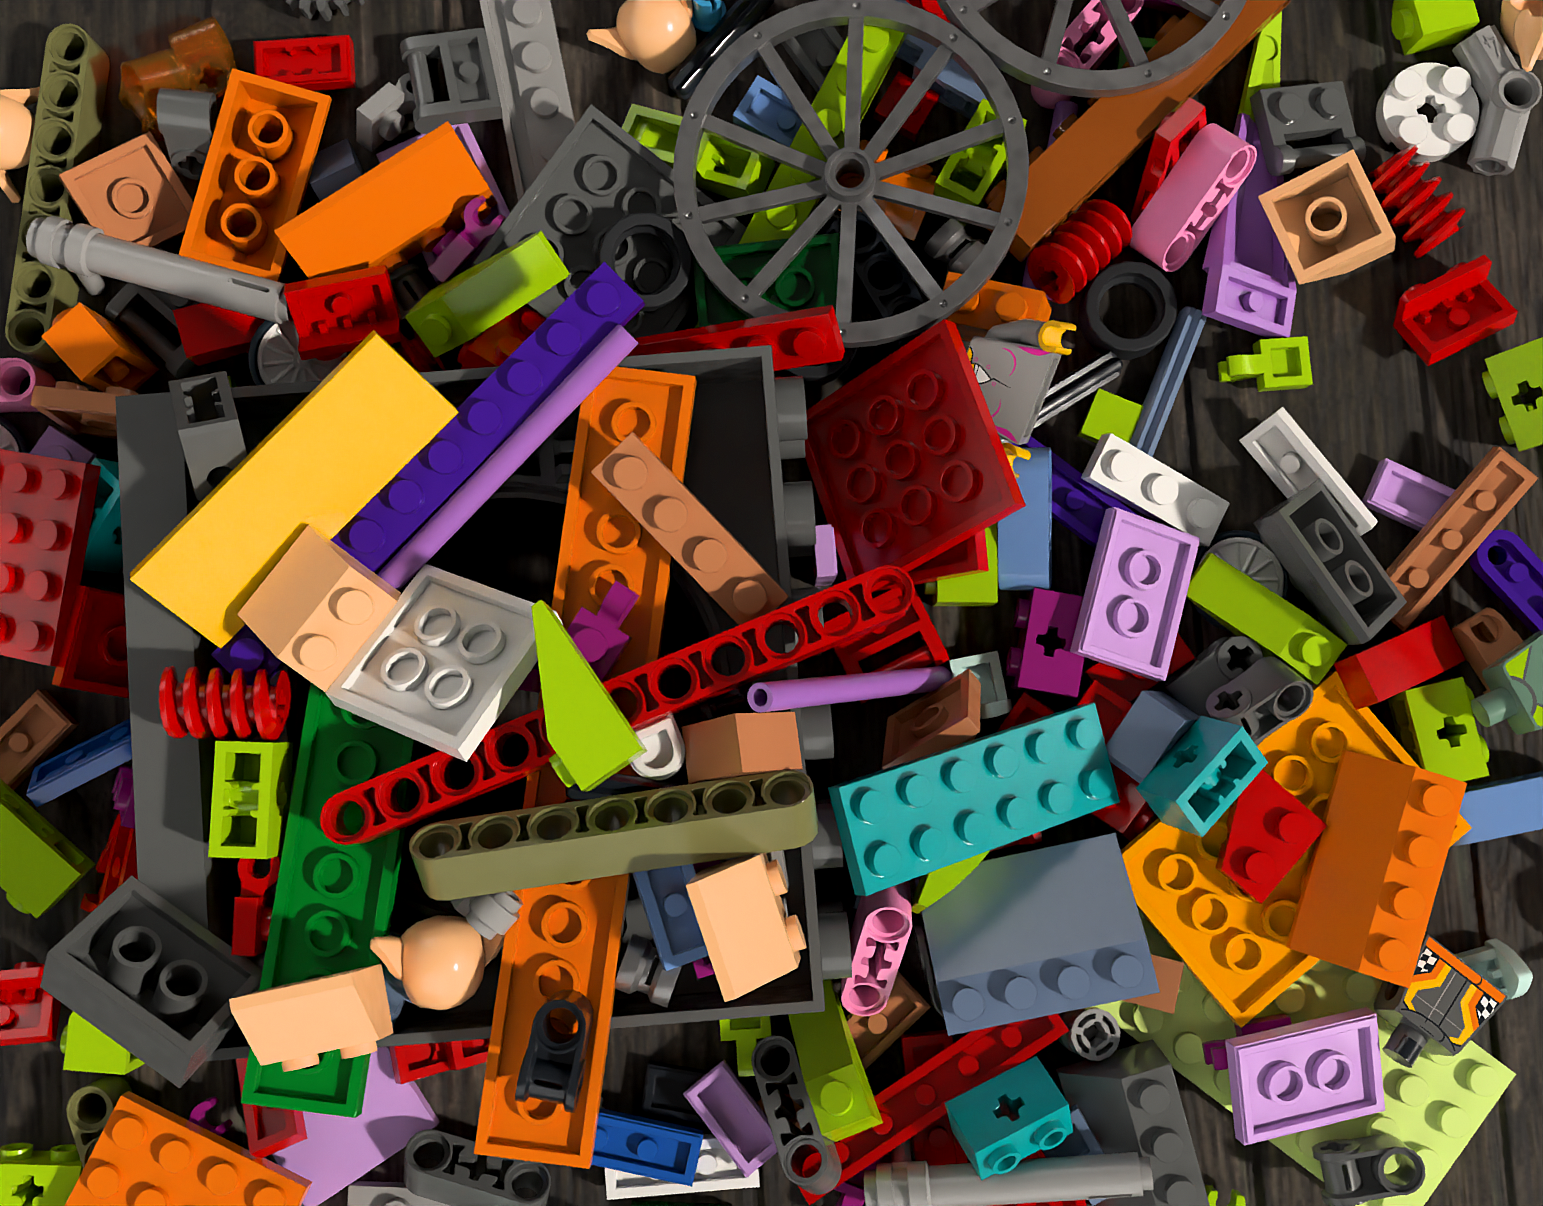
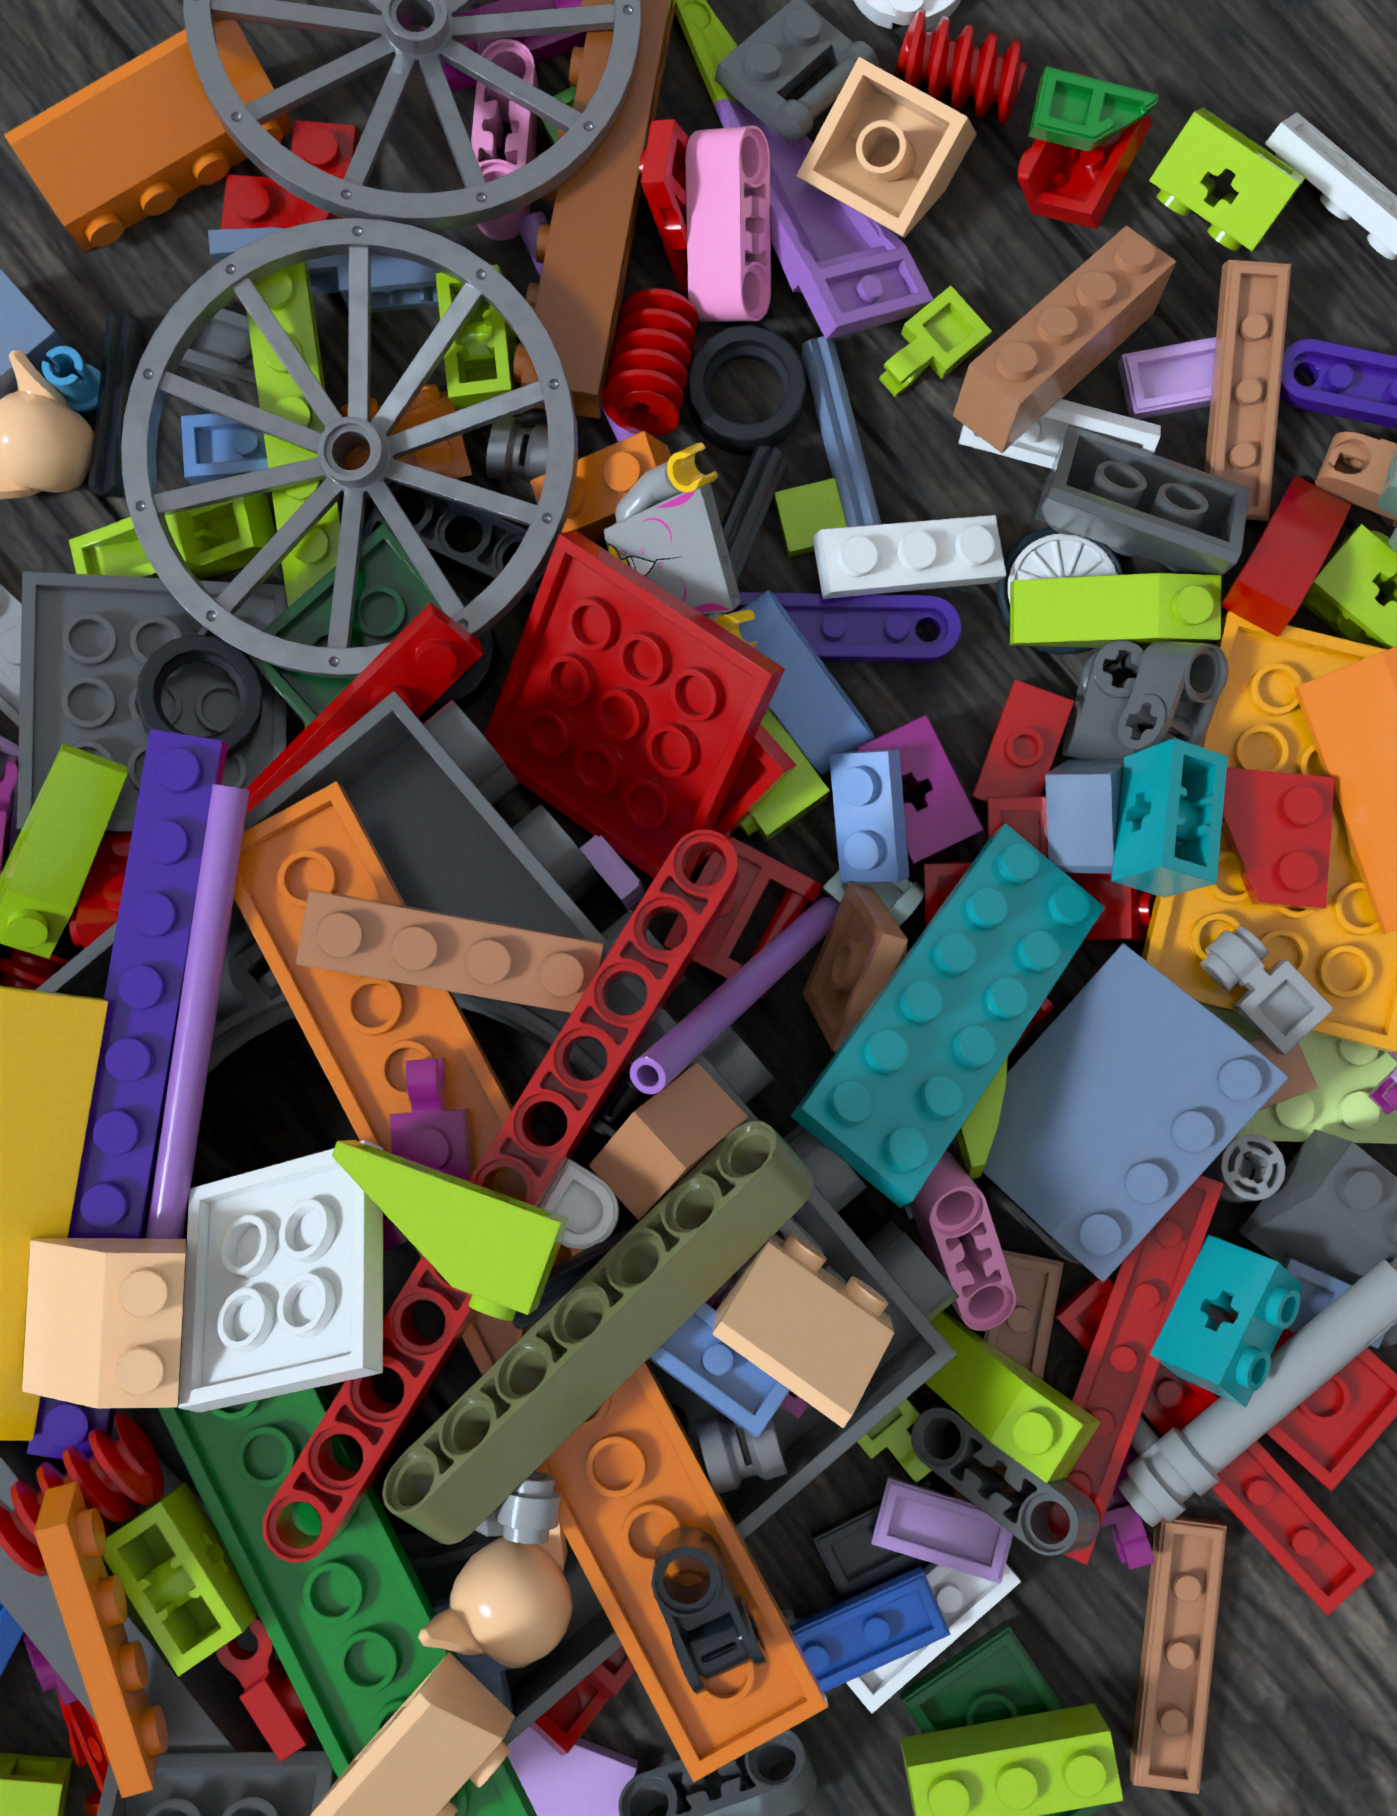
camera: 30 degrees left, 0 degrees up
(185, 782) = (94, 1615): none -> orange plate
(920, 114) = (382, 339): red plate -> none
(1011, 636) = (869, 816): none -> medium blue plate
(1135, 594) = (966, 680): lavender tile -> none
(1187, 941) = (1277, 1002): none -> light grey plate
(1355, 421) = (1062, 339): none -> nougat brick
(1475, 284) = (1085, 110): none -> green tile

